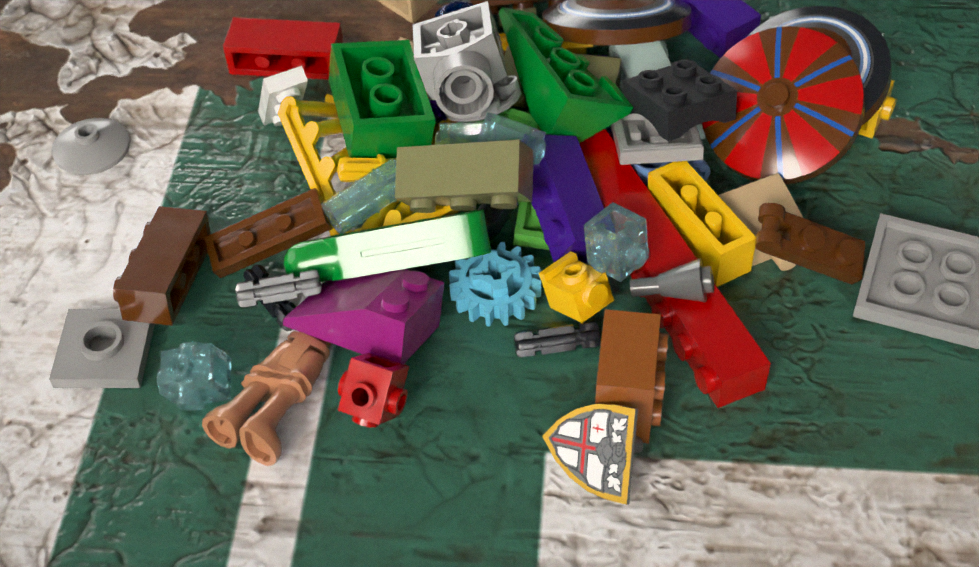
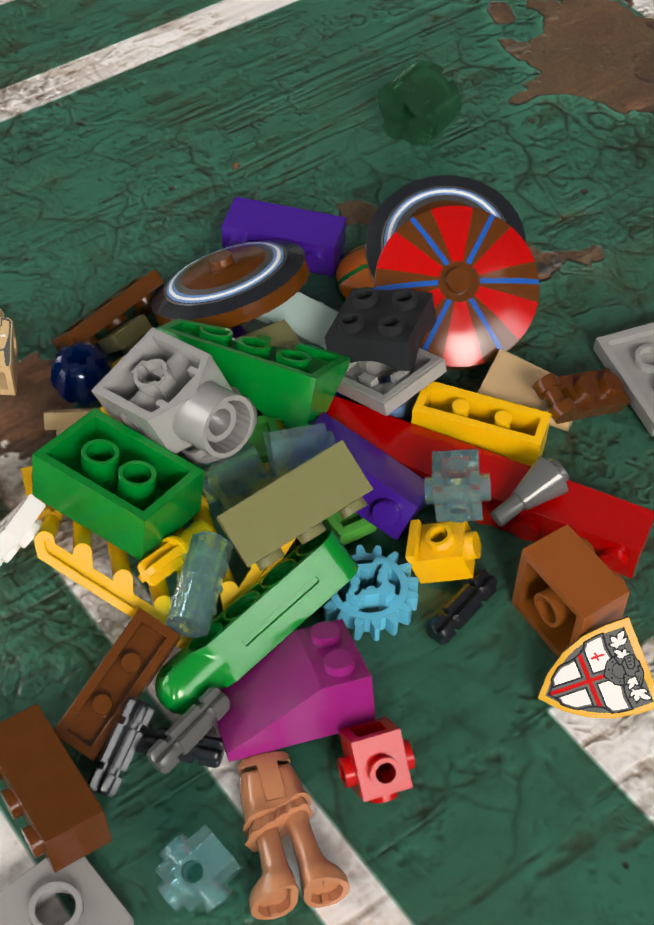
camera: 45 degrees left, 0 degrees up
(232, 272) = (120, 746): none -> axle

